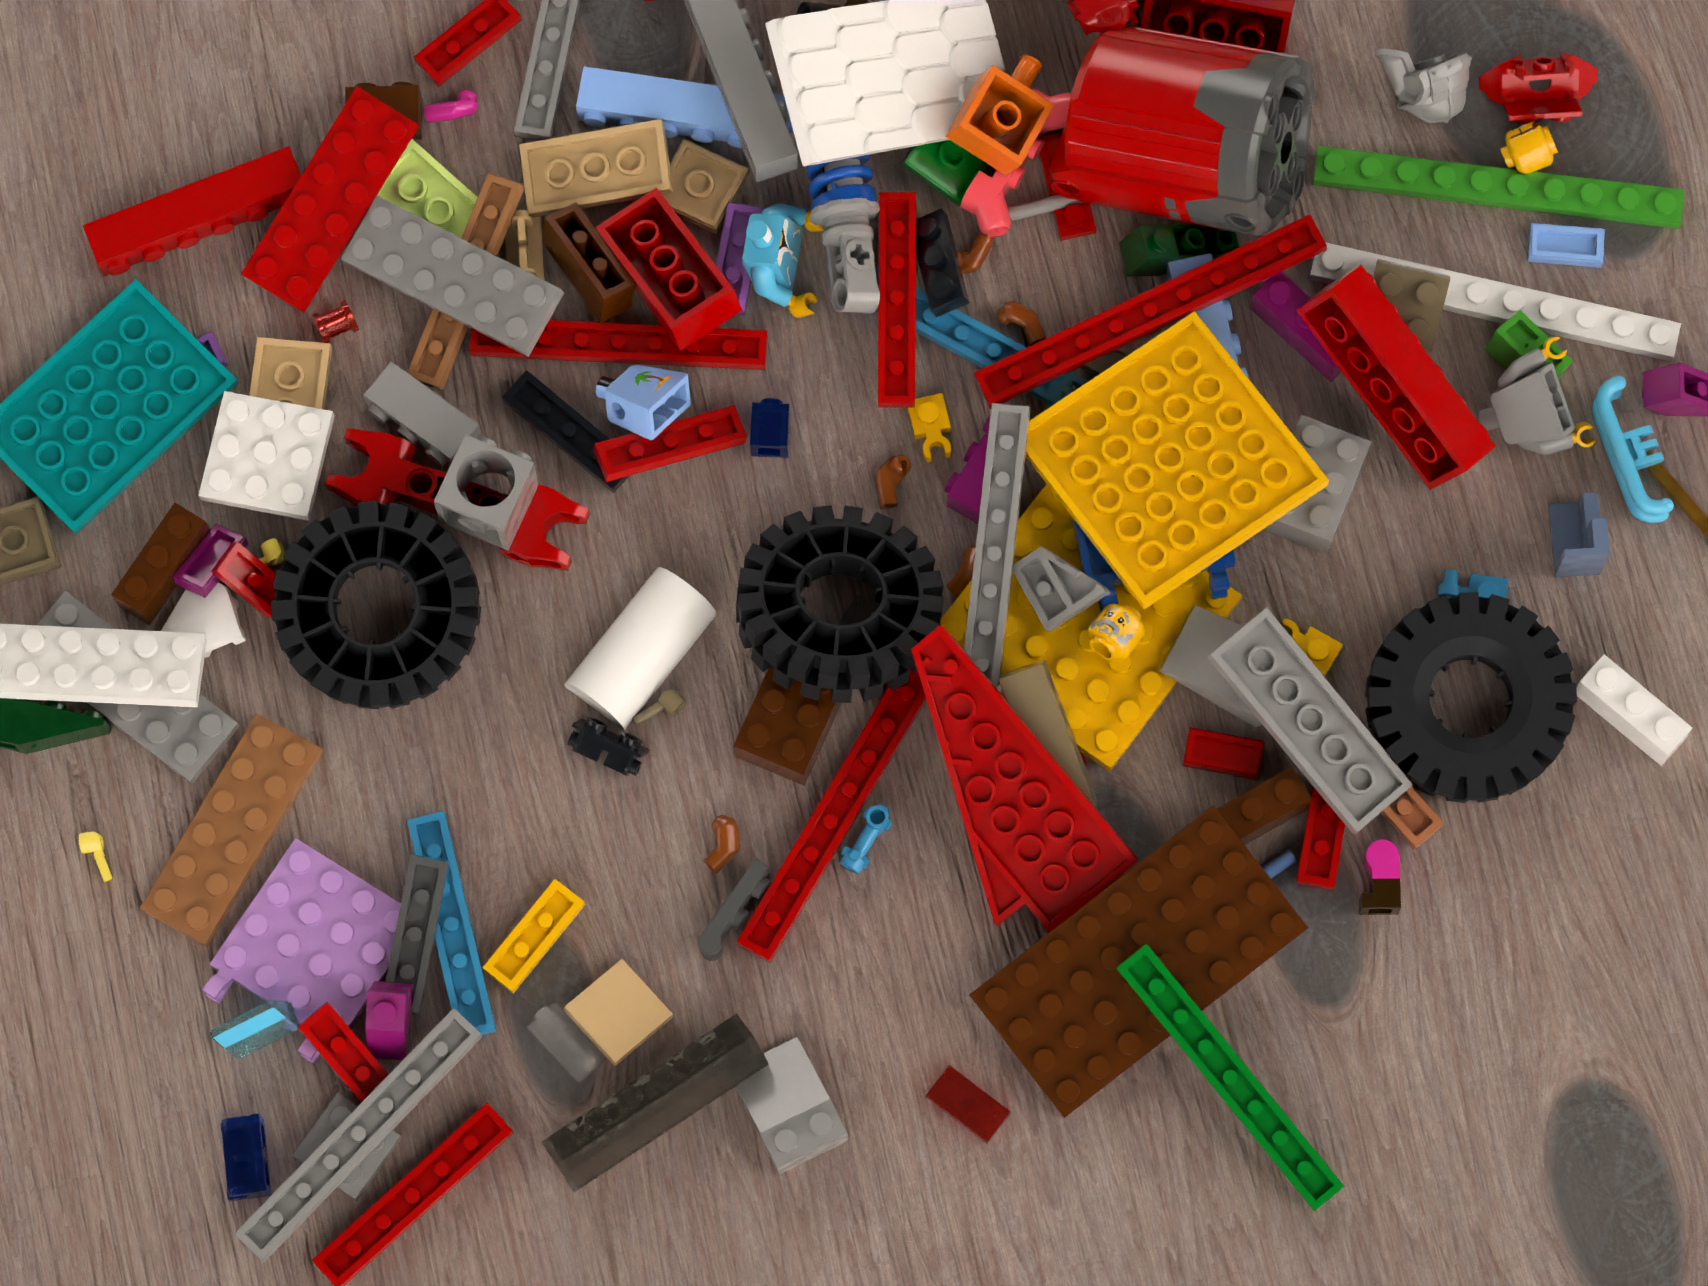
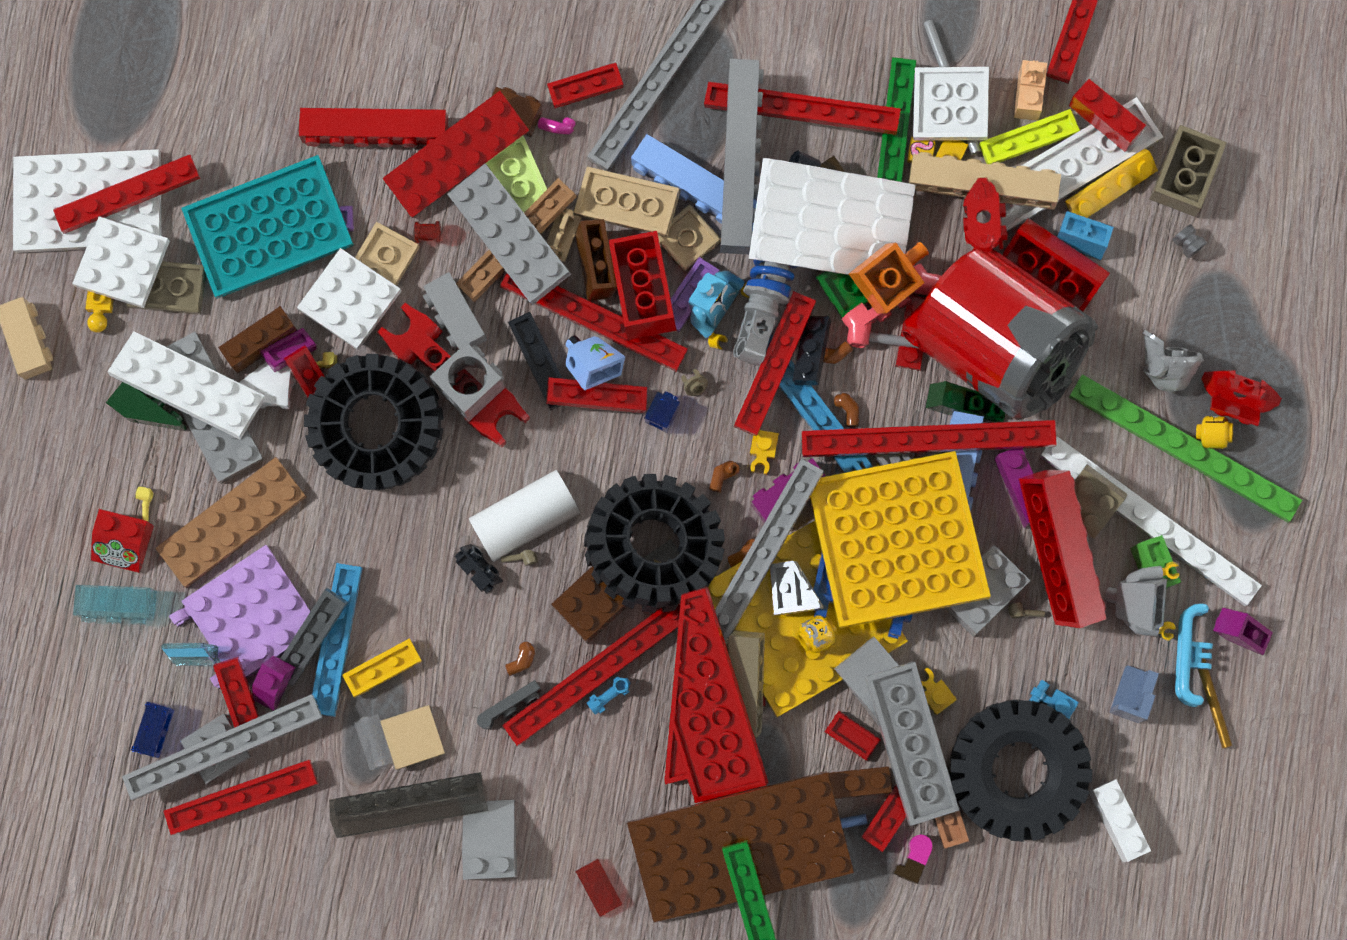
camera: 25 degrees right, 5 degrees up
(85, 918) = (120, 540): none -> red slope
(116, 1007) = (114, 604): none -> clear light blue brick
(799, 375) = (695, 385): none -> dark tan plate
(1371, 494) = (1016, 611): none -> dark tan hand
(1566, 245) = (1211, 503): light blue tile -> none

